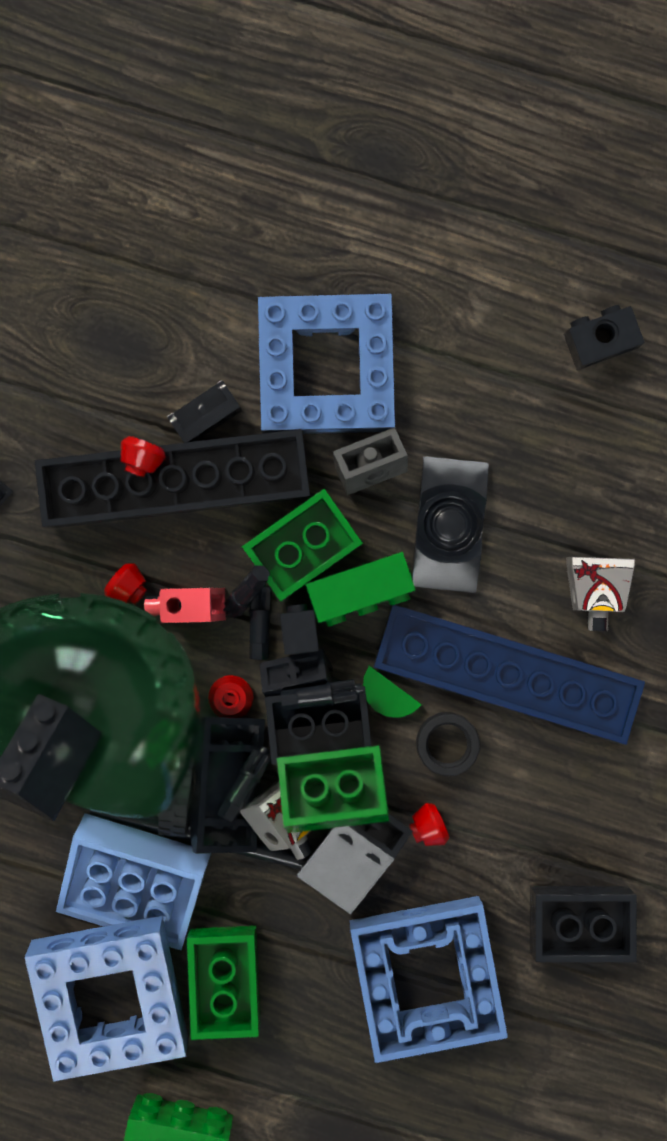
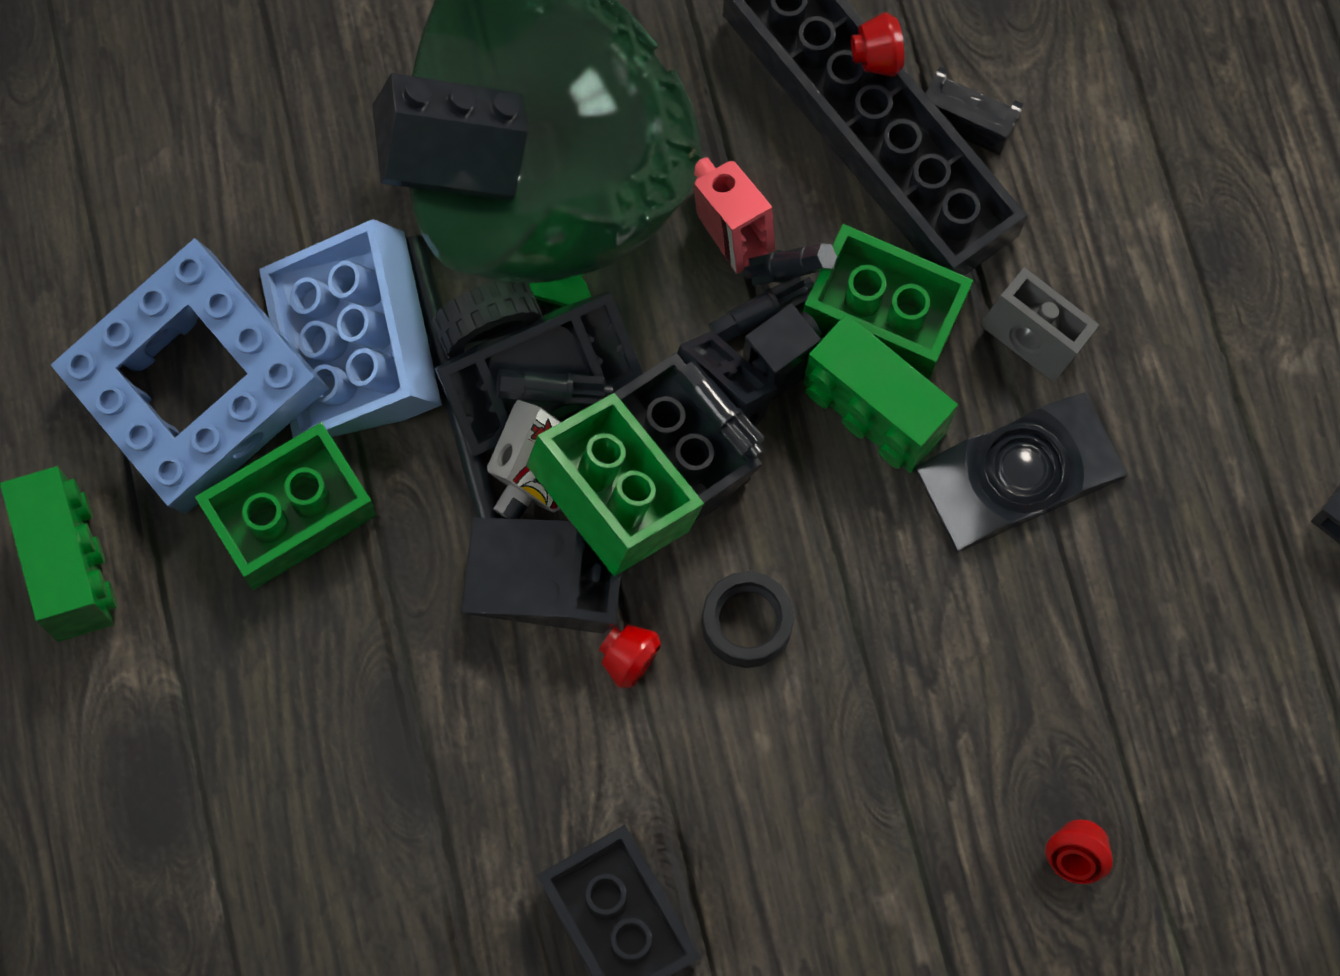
camera: 55 degrees right, 15 degrees down
(127, 584) = (717, 128): red cone -> none
(241, 700) = (649, 338): red cone -> none
(324, 314) = (1202, 214): medium blue brick -> none
(386, 696) = (760, 514): green tile -> none
(438, 1026) = (386, 701): medium blue brick -> none
(509, 674) = (883, 651): dark blue plate -> none
(599, 587) = (1064, 696): torso -> none

